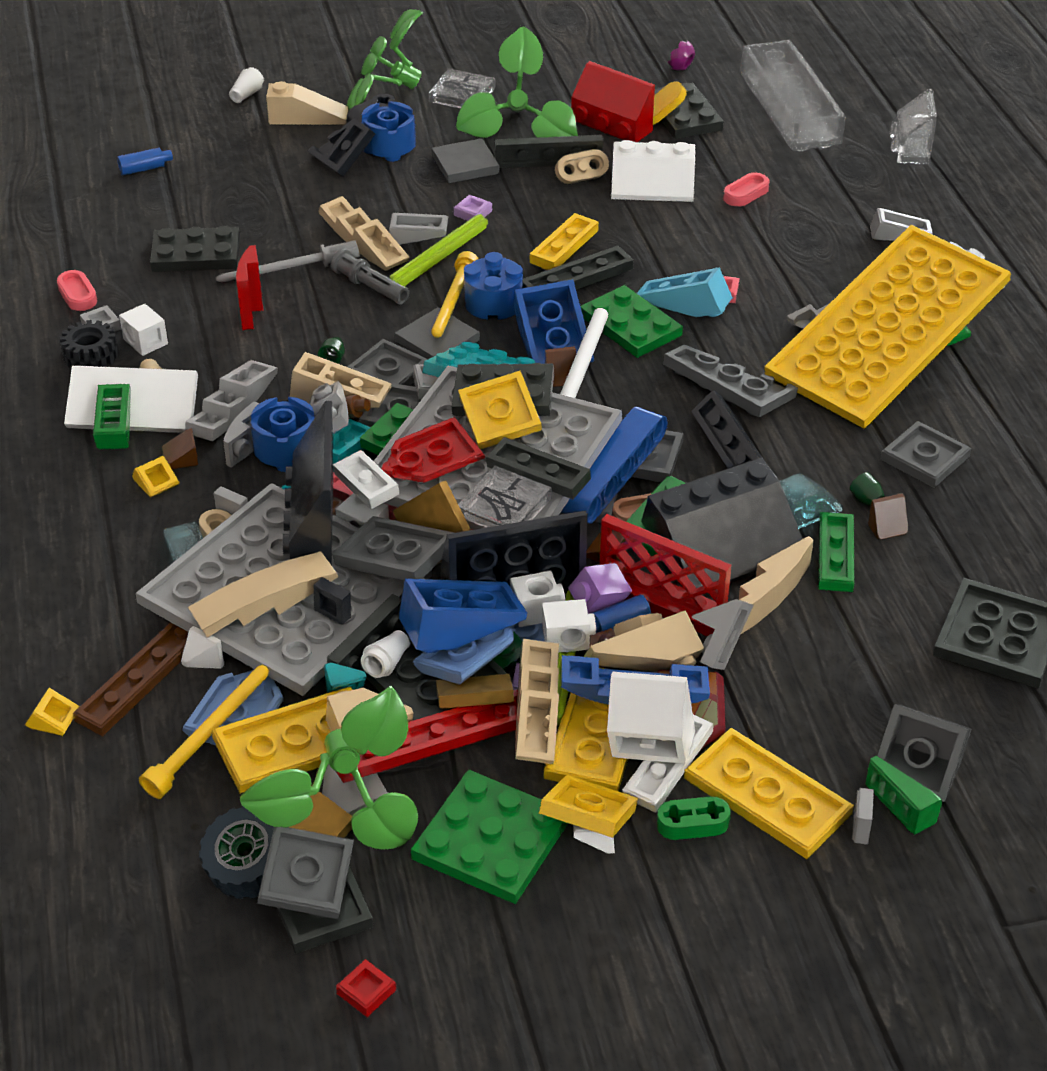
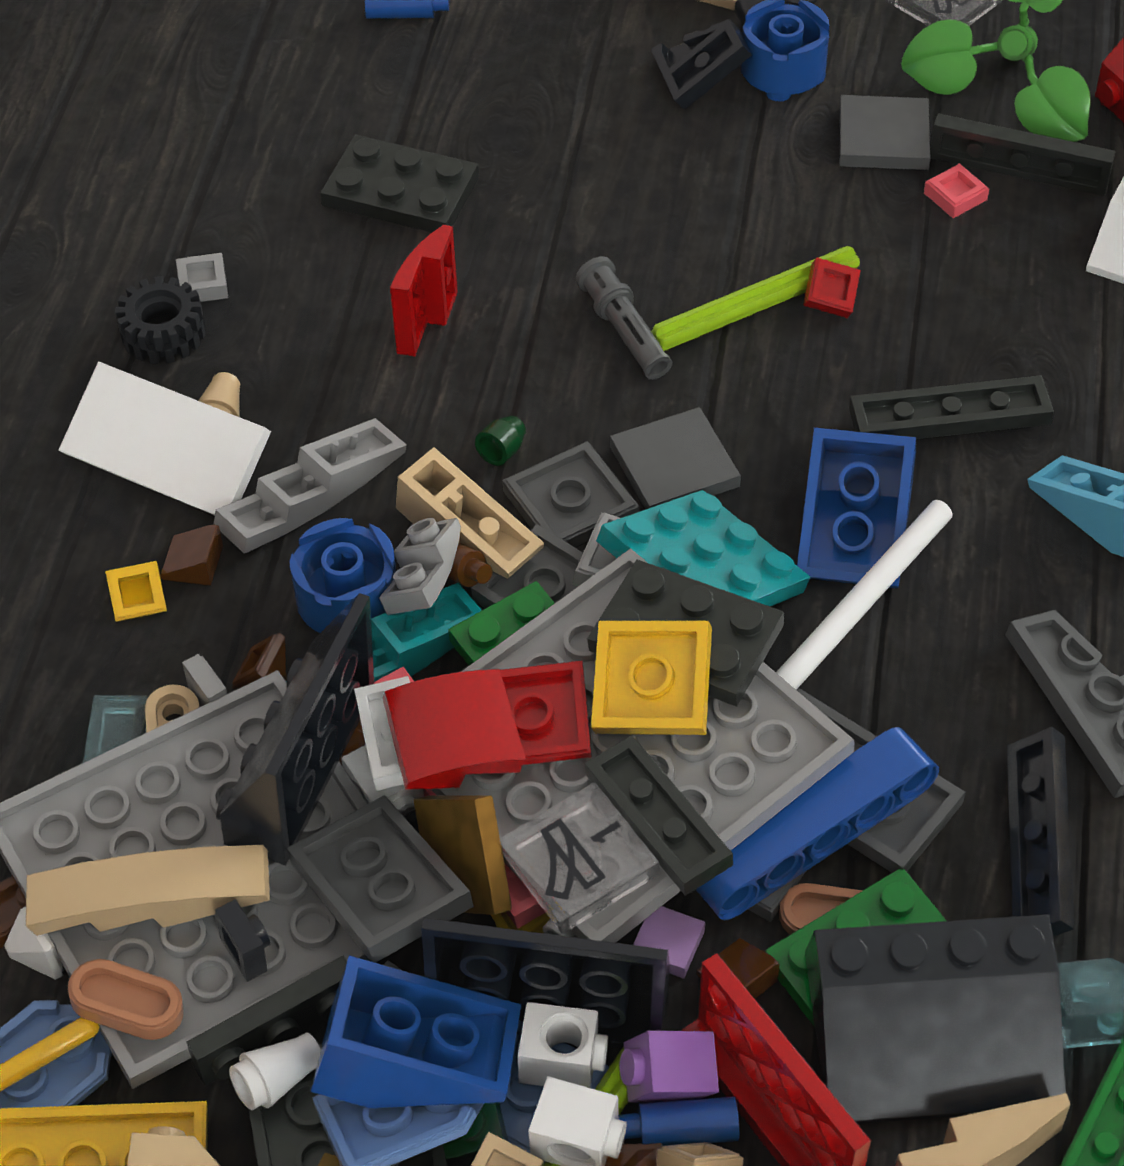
camera: 25 degrees right, 10 degrees up
(76, 290) = (199, 210): coral tile -> none
(112, 434) = (130, 486): green slope -> none
(143, 329) = (248, 315): white brick -> none
(239, 437) = (269, 570): light grey slope -> none
(255, 483) = (262, 660): none -> reddish brown slope
(279, 649) = (125, 999): none -> nougat tile
(325, 255) = (619, 253): light grey piece -> none
(340, 677) = (197, 1084): teal slope -> none
(371, 236) = (656, 231): tan slope -> none
(403, 462) = (453, 729): none -> red slope
(417, 227) = (728, 239): light grey slope -> none
(450, 301) = (780, 341): yellow piece -> none
(471, 207) = (851, 228): lavender tile -> none
(480, 235) = (832, 287): none -> red tile
(491, 286) = (797, 391): blue brick -> none
(521, 178) = (956, 190): none -> coral tile
(562, 361) = (830, 582): reddish brown slope -> none
(564, 242) = (960, 339): yellow plate -> none
(580, 166) = (1059, 199): tan plate -> none
(633, 321) = (998, 529): green plate -> none

